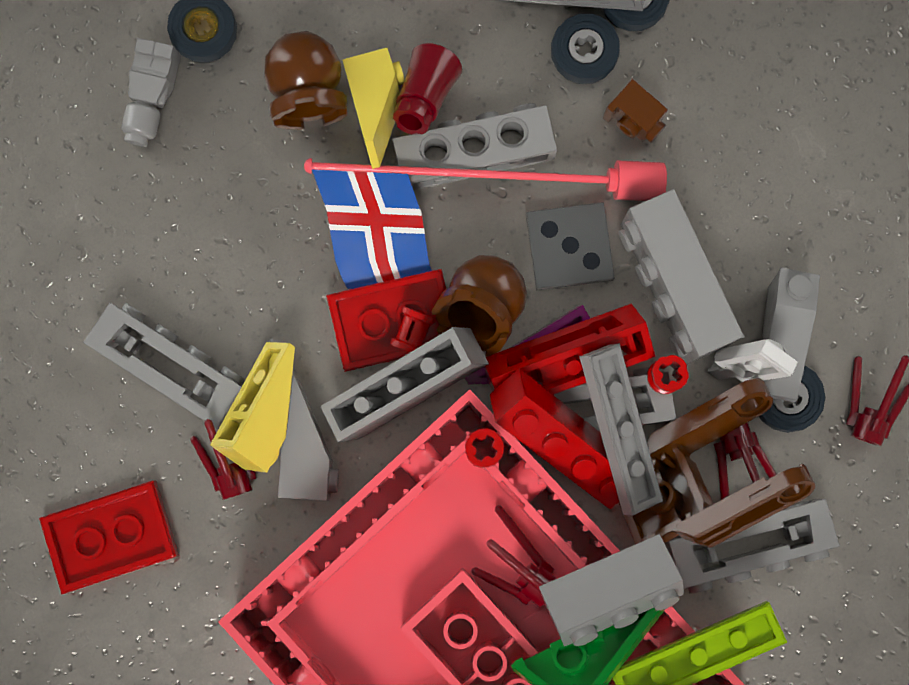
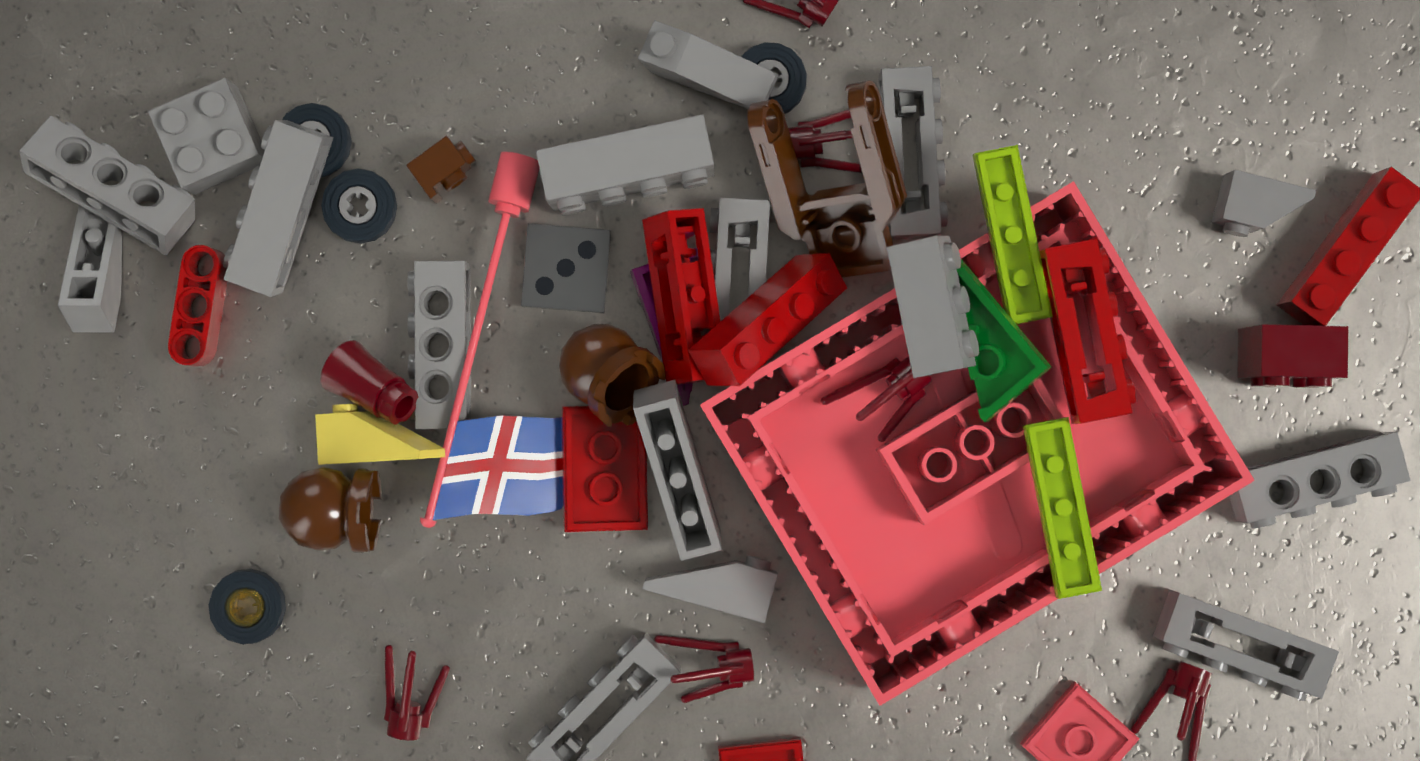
camera: 80 degrees left, 5 degrees up
(130, 185) = (405, 716): none -> dark red plant
(149, 88) = (303, 675): light grey piece -> none
(259, 413) = (675, 625): light yellow slope -> none
(412, 329) = (630, 454): red bush -> none
(480, 435) = (778, 403): red bush -> none
(621, 429) = (770, 259): light grey tile -> none
(680, 374) = (724, 213): red bush -> none
(753, 360) = (730, 110): white hinge -> none

